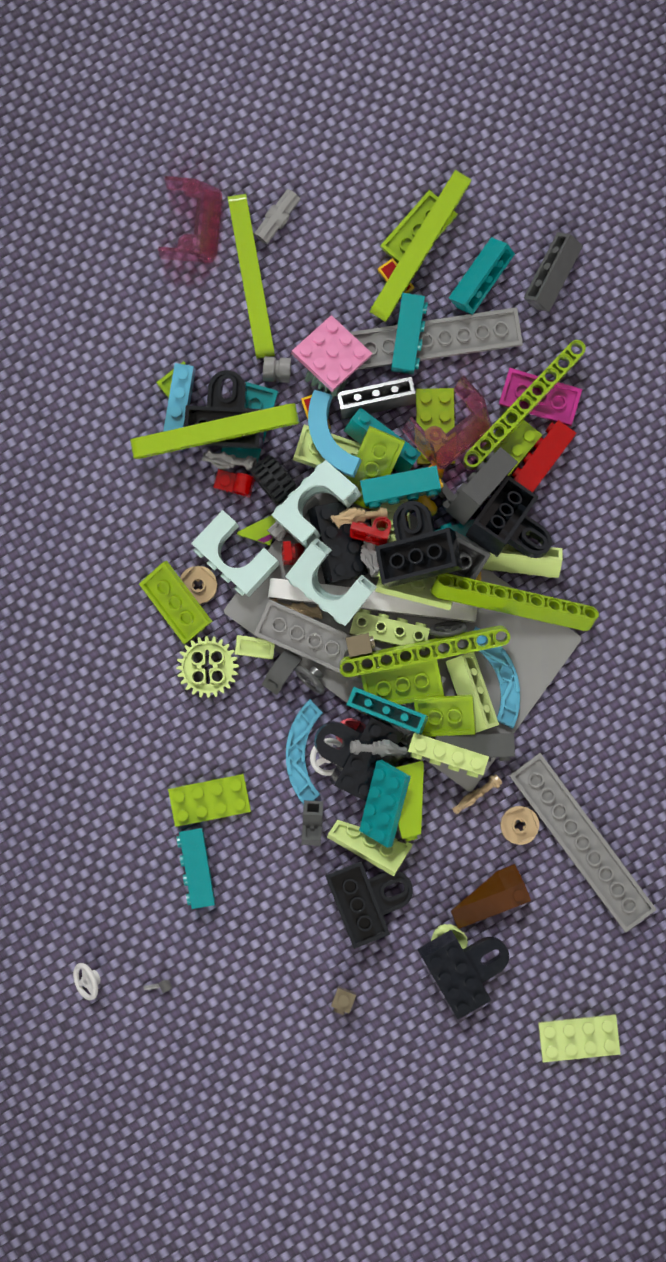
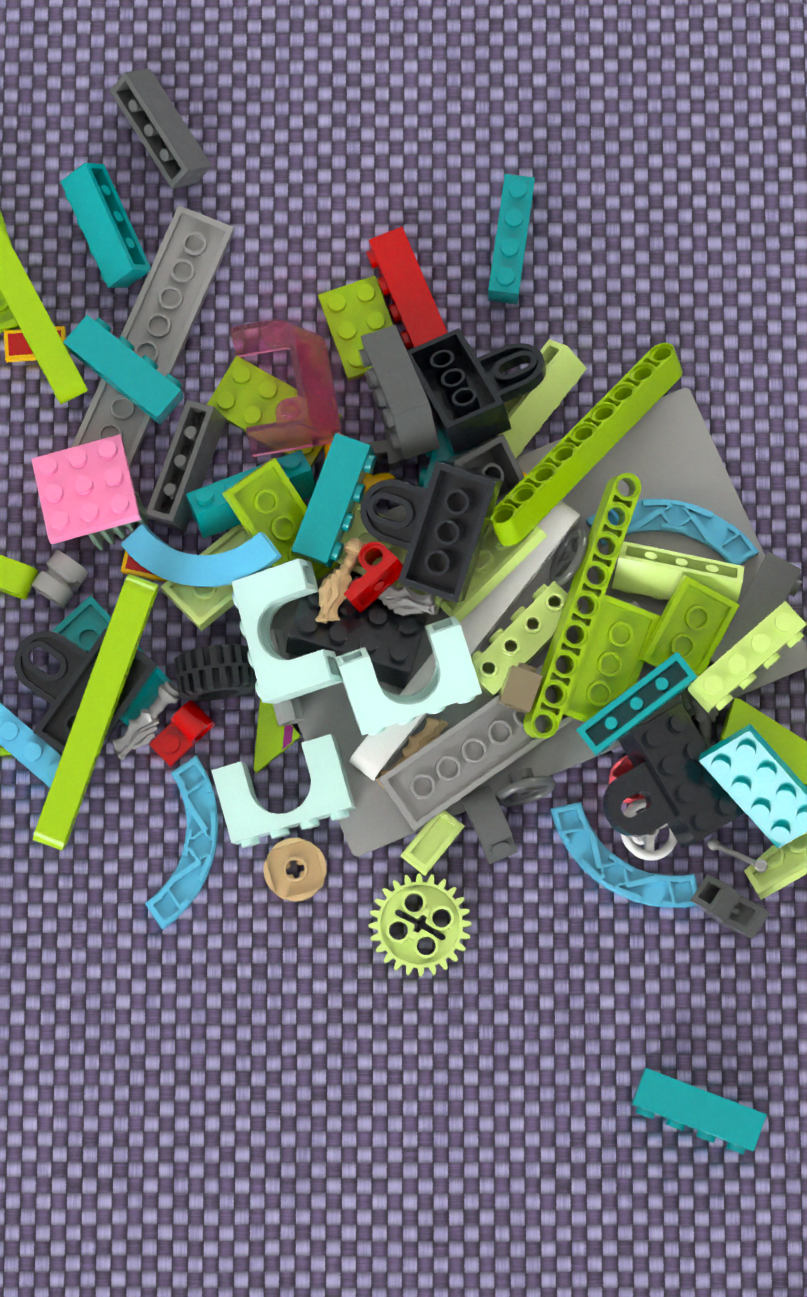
camera: 55 degrees left, 5 degrees down
(175, 602) = (301, 915): lime plate -> none
(181, 527) = (198, 847): none -> medium azure tile
(209, 800) = (610, 1035): lime plate -> none
(291, 552) = (331, 710): red plate -> none
(344, 827) = (760, 865): none -> light grey hinge
(383, 748) = (685, 742): light grey piece -> none
(529, 397) = (315, 259): lime beam -> none
(556, 405) = (320, 247): dark pink plate -> none
(606, 495) = (511, 239): none -> teal brick

